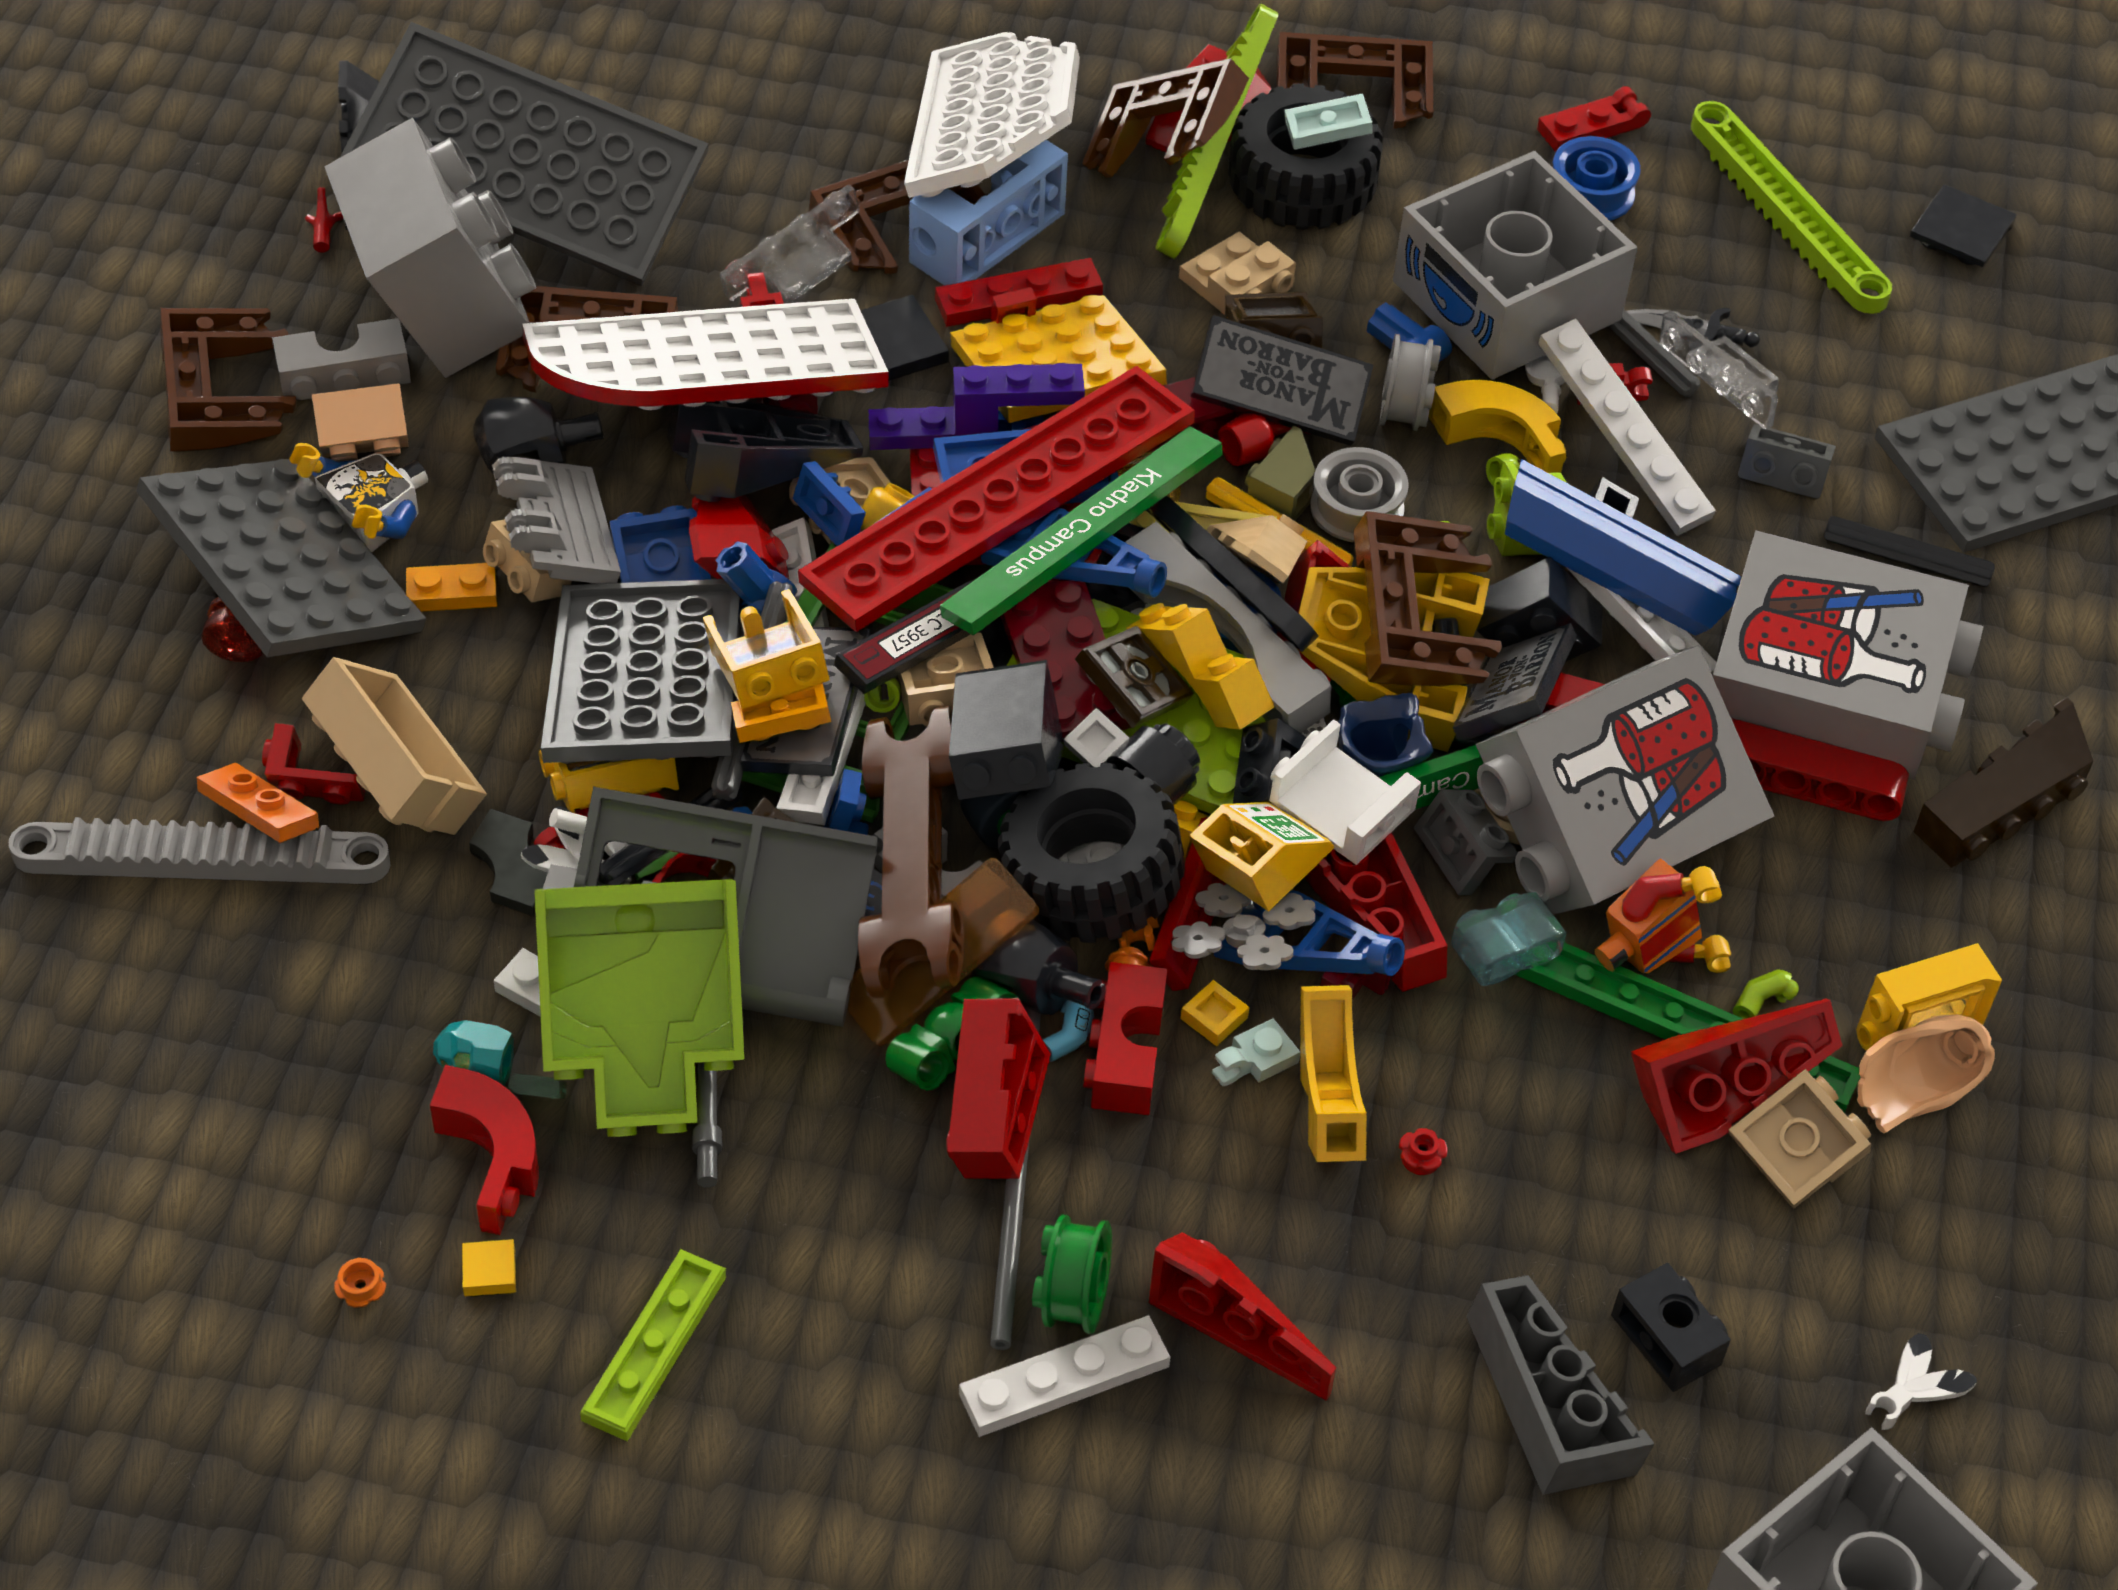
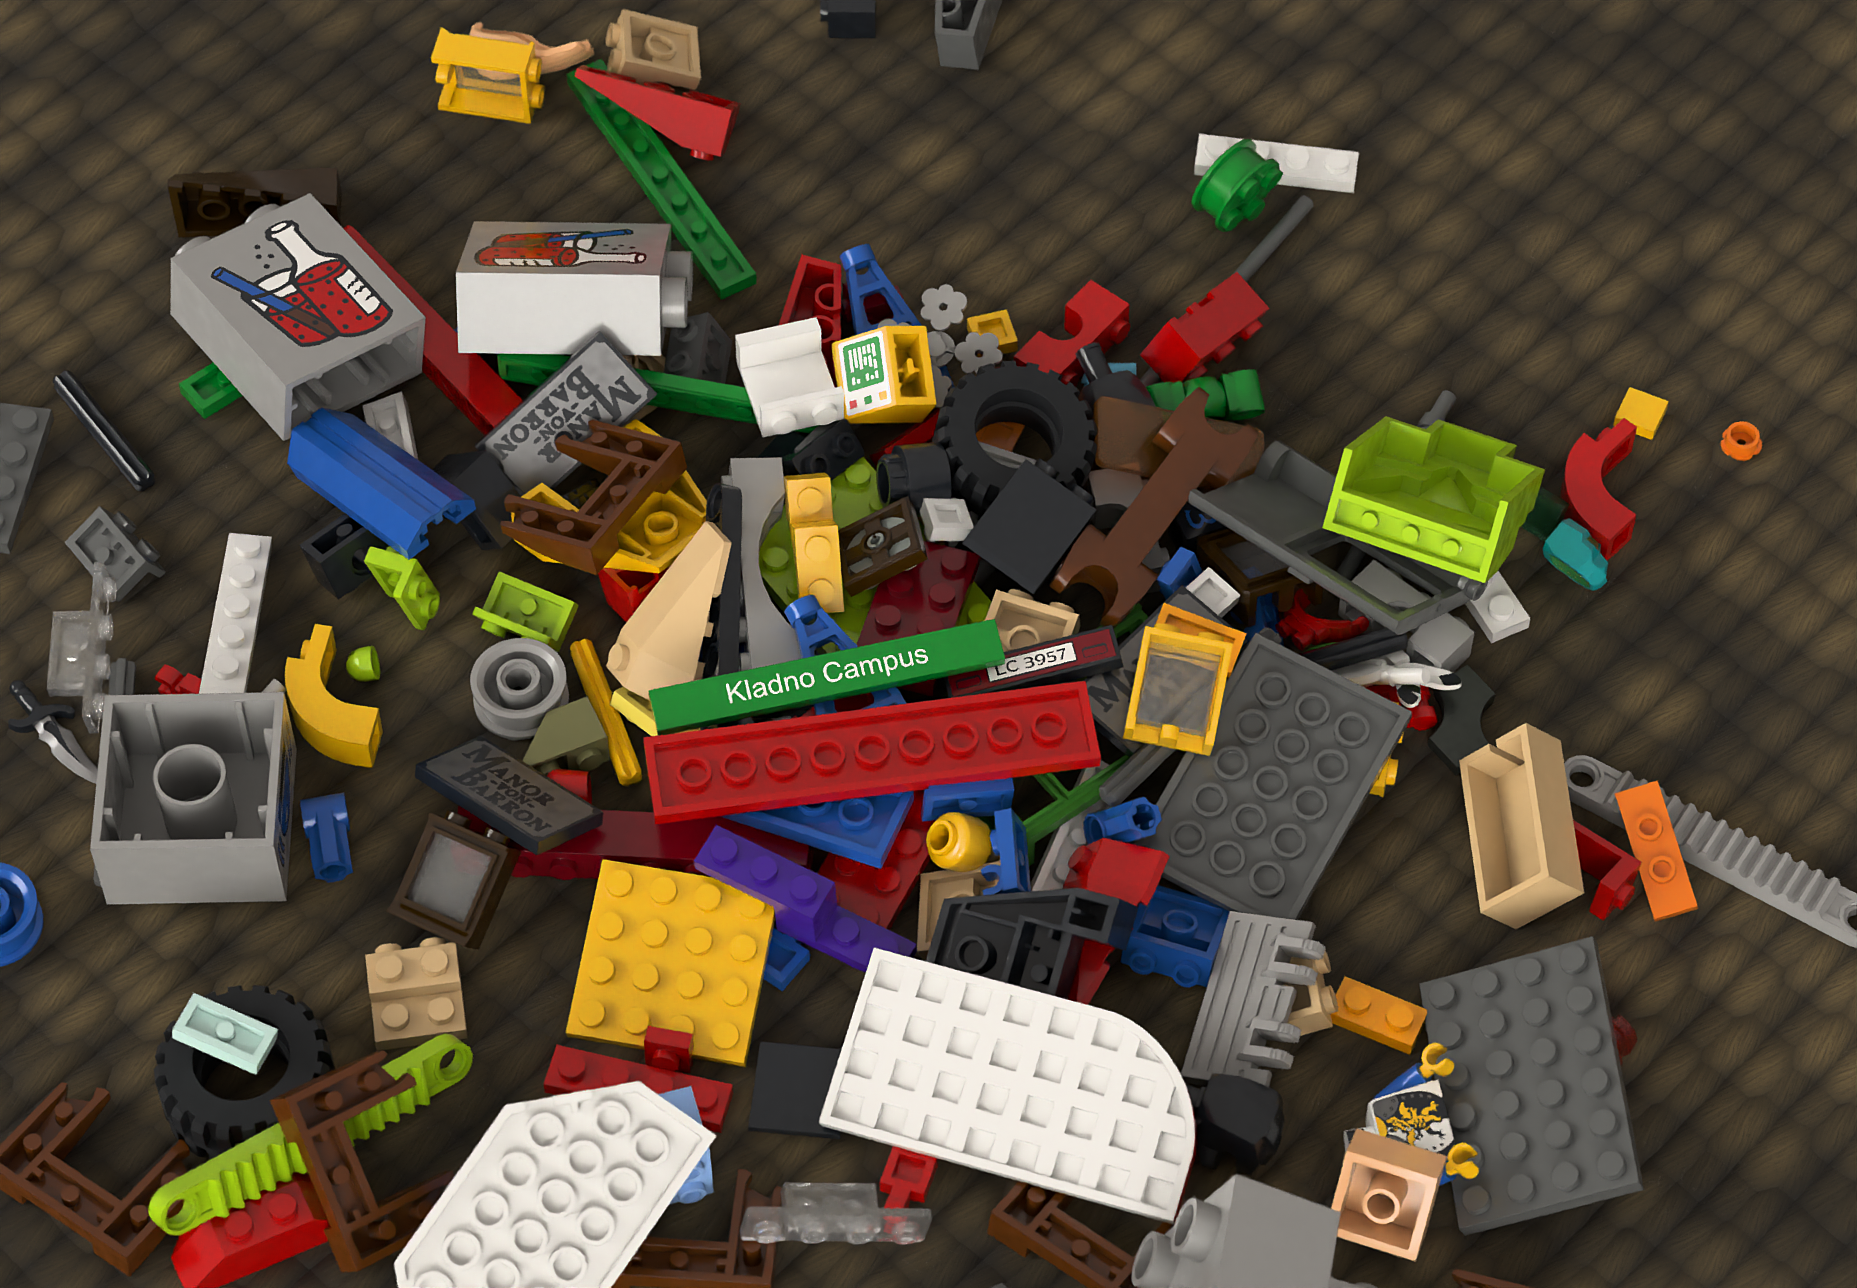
camera: 145 degrees left, 5 degrees up
(653, 1345) = (1547, 312): lime tile -> none
(1219, 1300) = (1144, 133): red wedge -> none
(1260, 1050) = (984, 298): light aqua plate -> none
(1330, 1075) = (949, 239): yellow arch -> none
(1378, 731) = (719, 430): dark blue piece -> none
(1409, 382) = (384, 757): light grey wheel -> none
(1421, 1161) = (918, 181): red plate -> none
(1508, 938) = (743, 254): clear light blue brick -> none
(1661, 923) = (622, 196): torso -> none
(1757, 990) = (575, 167): lime arm -> none

